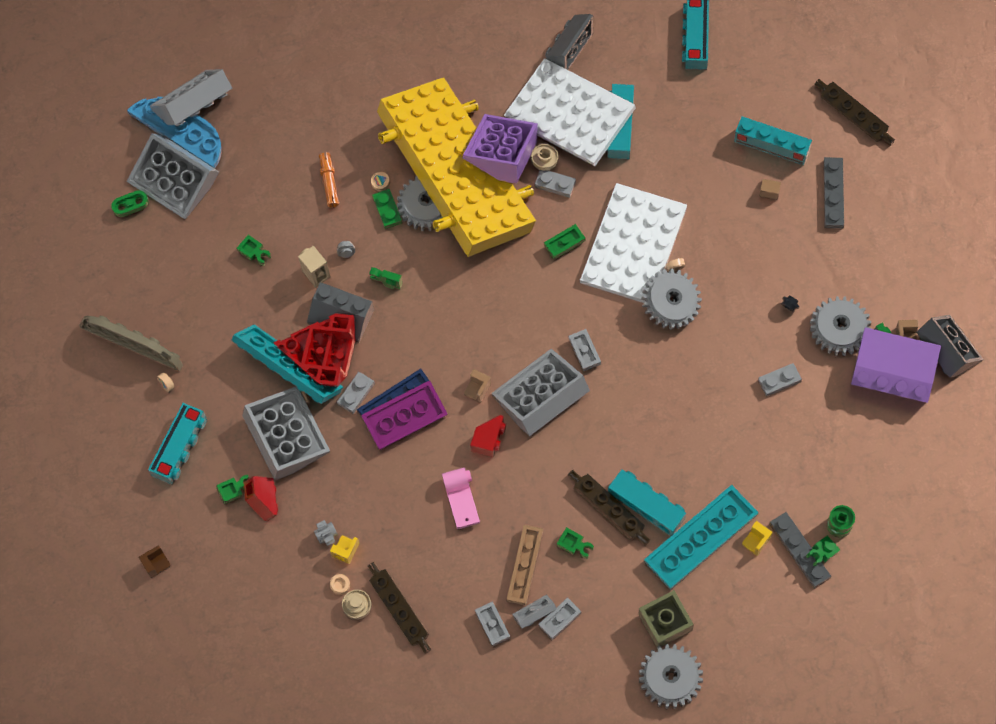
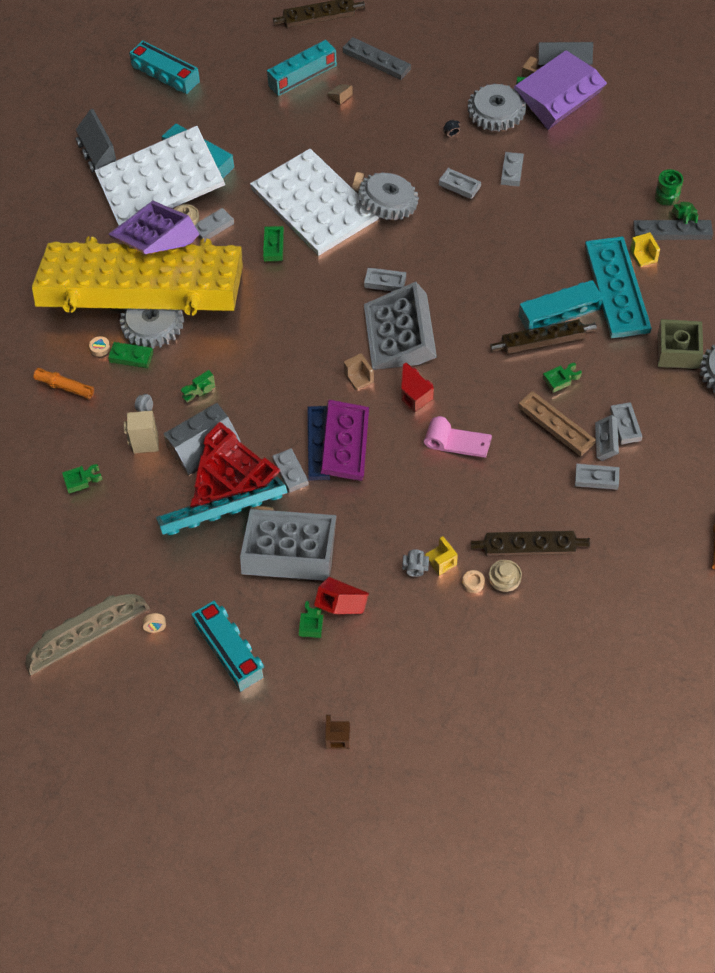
camera: 60 degrees left, 10 degrees down
(730, 346) = (459, 183): none -> light grey plate

